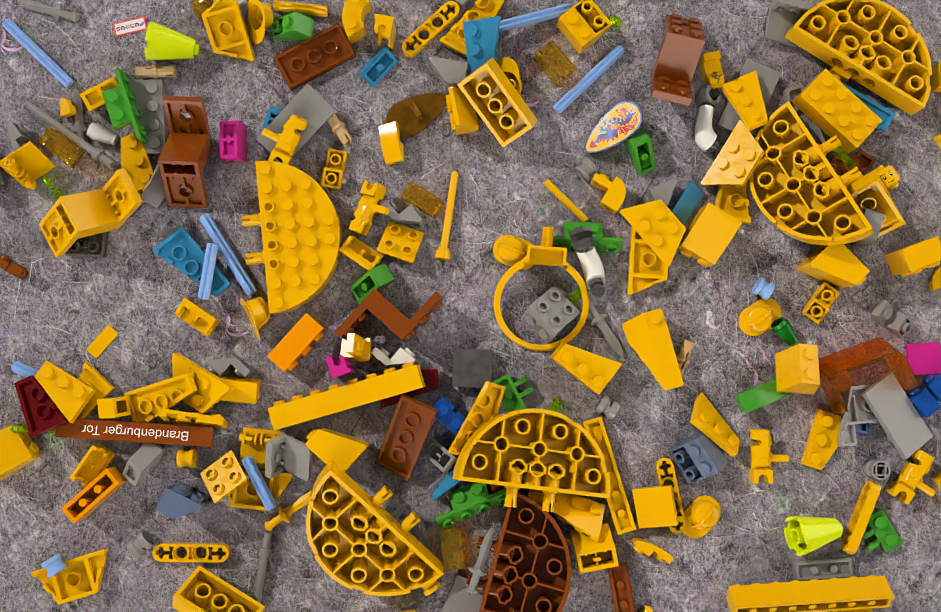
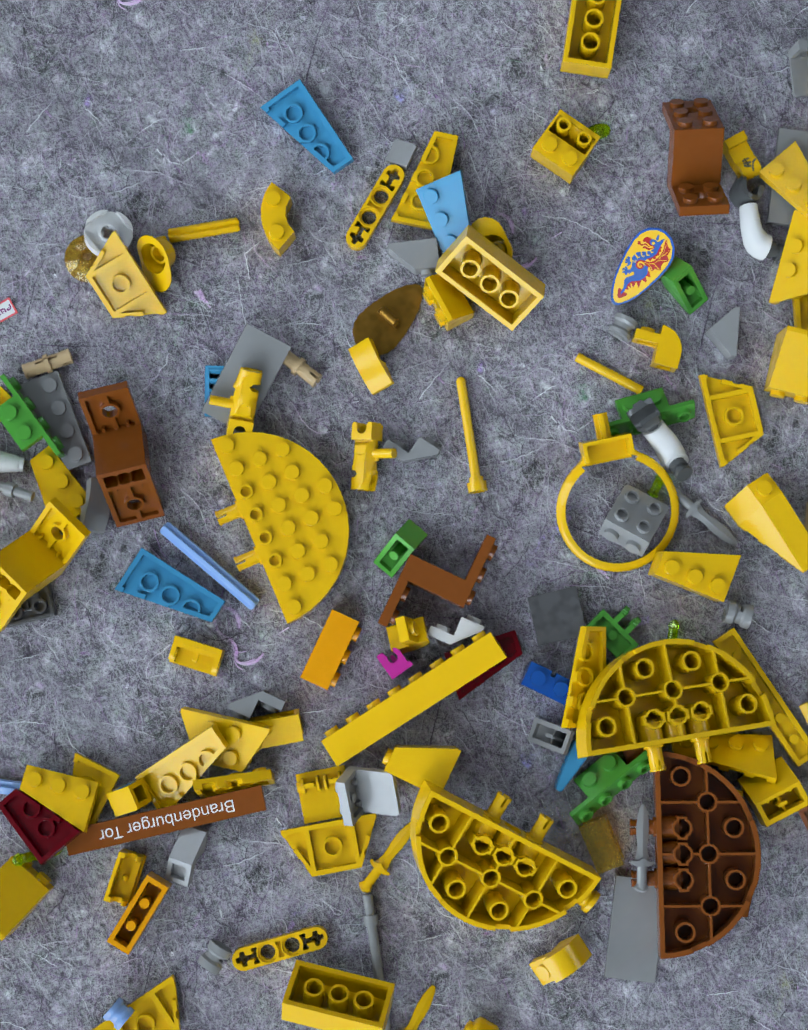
camera: 15 degrees left, 0 degrees up
(102, 341) = (85, 721): yellow sticker -> none
(168, 44) = (56, 324): neon yellow cone -> none
(182, 500) = (251, 888): sand blue slope -> none
(186, 458) = (238, 833): yellow wheel -> none
(208, 271) = (193, 594): light blue axle -> none
(224, 476) = (293, 841): yellow hinge -> none
(233, 141) = (172, 422): dark pink hinge -> none
(257, 312) = (270, 628): yellow piece -> none
(259, 483) = (339, 836): light blue axle -> none
(292, 27) = (202, 257): bright green slope -> none
(314, 57) = (240, 285): dark orange tile -> none
(334, 169) = (309, 418): yellow slope -> none
(361, 253) = (375, 515): yellow hinge -> none
(377, 66) = (322, 274): dark azure slope -> none
(386, 29) = (321, 225): yellow hinge -> none
(400, 242) = (420, 486): yellow hinge -> none
(406, 436) = (502, 724): dark orange tile -> none
(422, 199) = (431, 424): clear yellow slope -> none
(510, 250) = (559, 455): yellow piece -> none
(534, 17) = (501, 154): light blue axle -> none
(554, 63) = (543, 206): clear yellow hinge -> none
(588, 79) = (591, 212): light blue axle -> none
(657, 228) = (733, 374): yellow wing -> none
(687, 202) = (759, 331): dark azure slope -> none

